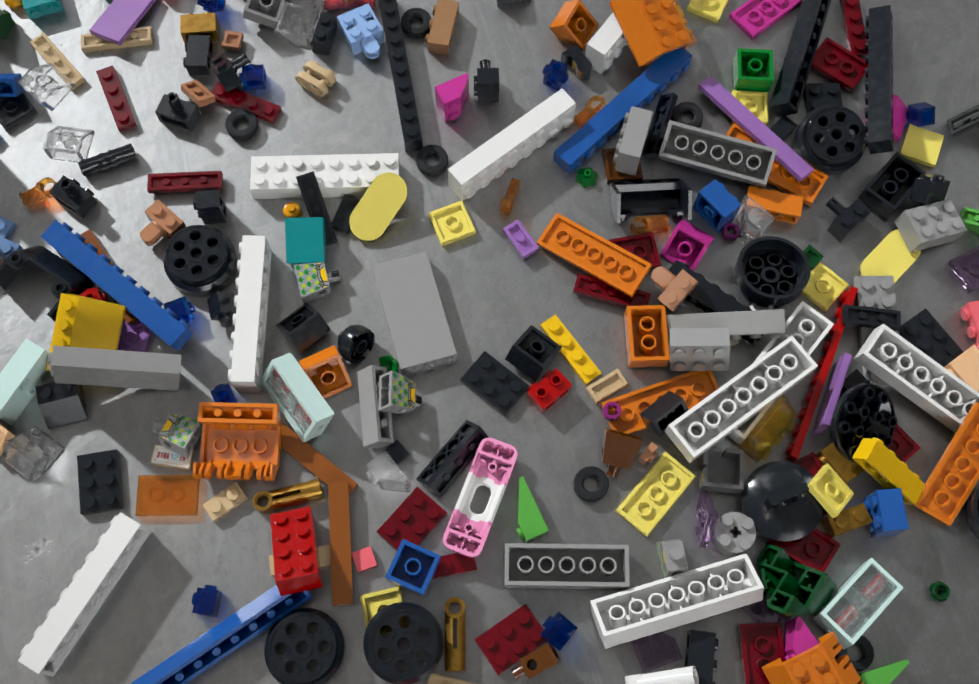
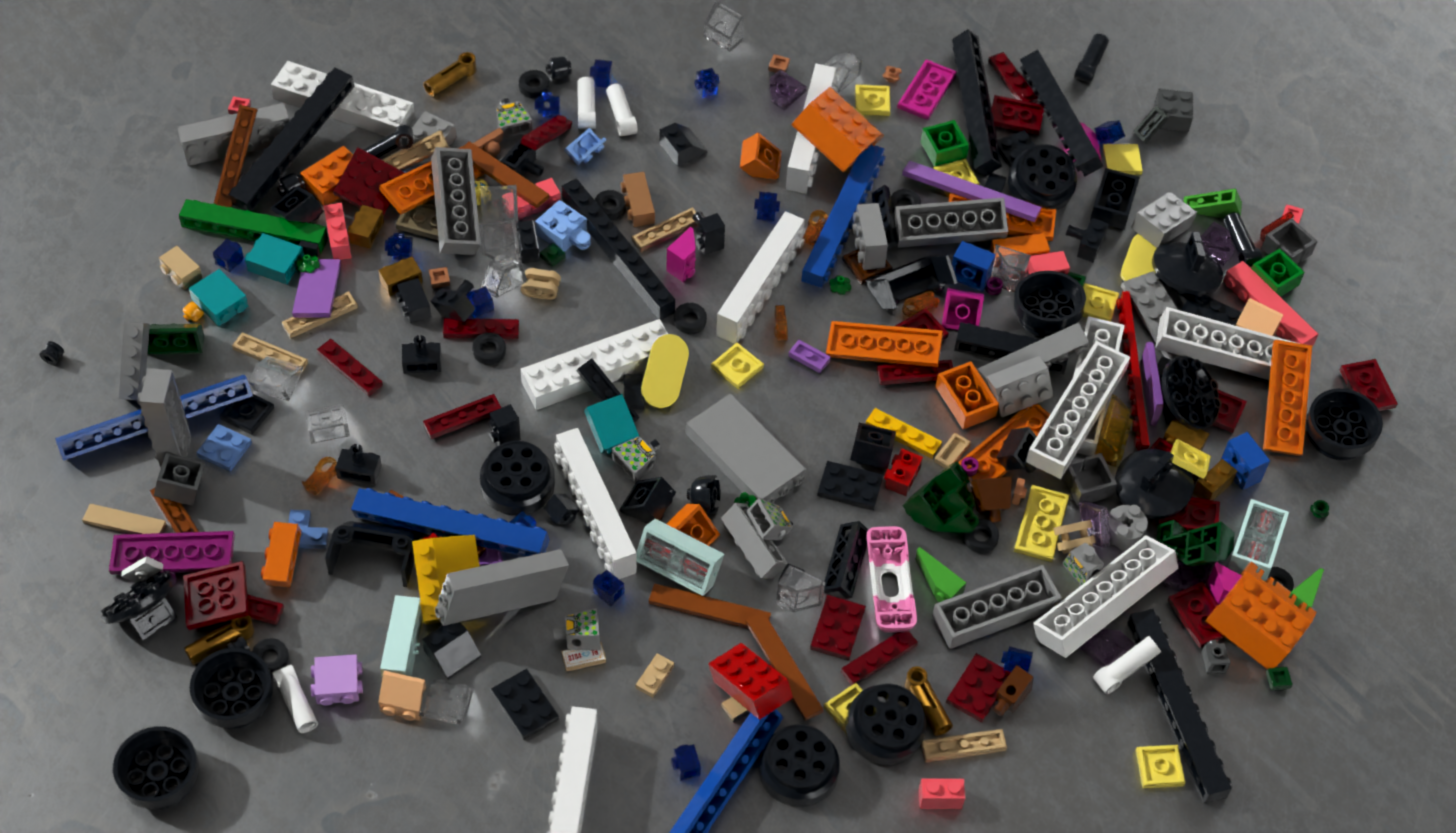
camera: 25 degrees left, 15 degrees down
(107, 159) = (374, 422): black axle -> none
(162, 223) = (462, 458): nougat brick -> none
(167, 495) = (598, 688): clear orange tile -> none
(198, 93) = (433, 333): nougat plate -> none
(239, 440) = (642, 611): orange slope -> none
(283, 60) = (503, 275): none -> clear slope
(288, 496) = (713, 646): pearl gold piece -> none
(292, 210) = (579, 405): light orange piece -> none
(342, 53) = (552, 254): none -> dark green plate
(364, 559) = (812, 673): coral tile -> none
(413, 568) = (864, 654): blue brick -> none
(452, 65) = (664, 230): none -> tan tile
(571, 438) = (944, 502): none -> dark green brick
(578, 62) = (785, 190): black leg -> none
(674, 287) = (971, 343): nougat brick -> none
(686, 531) = (1068, 545): none -> tan brick
(794, 230) = (1049, 262): none -> coral brick
(870, 317) = (1150, 310): black tile -> none
(888, 469) = (1227, 421): yellow brick -> none
(929, 284) = (1187, 267): none -> black bracket
(930, 189) = (1148, 189): black brick -> none
(932, 39) = (1087, 67): none -> black piece

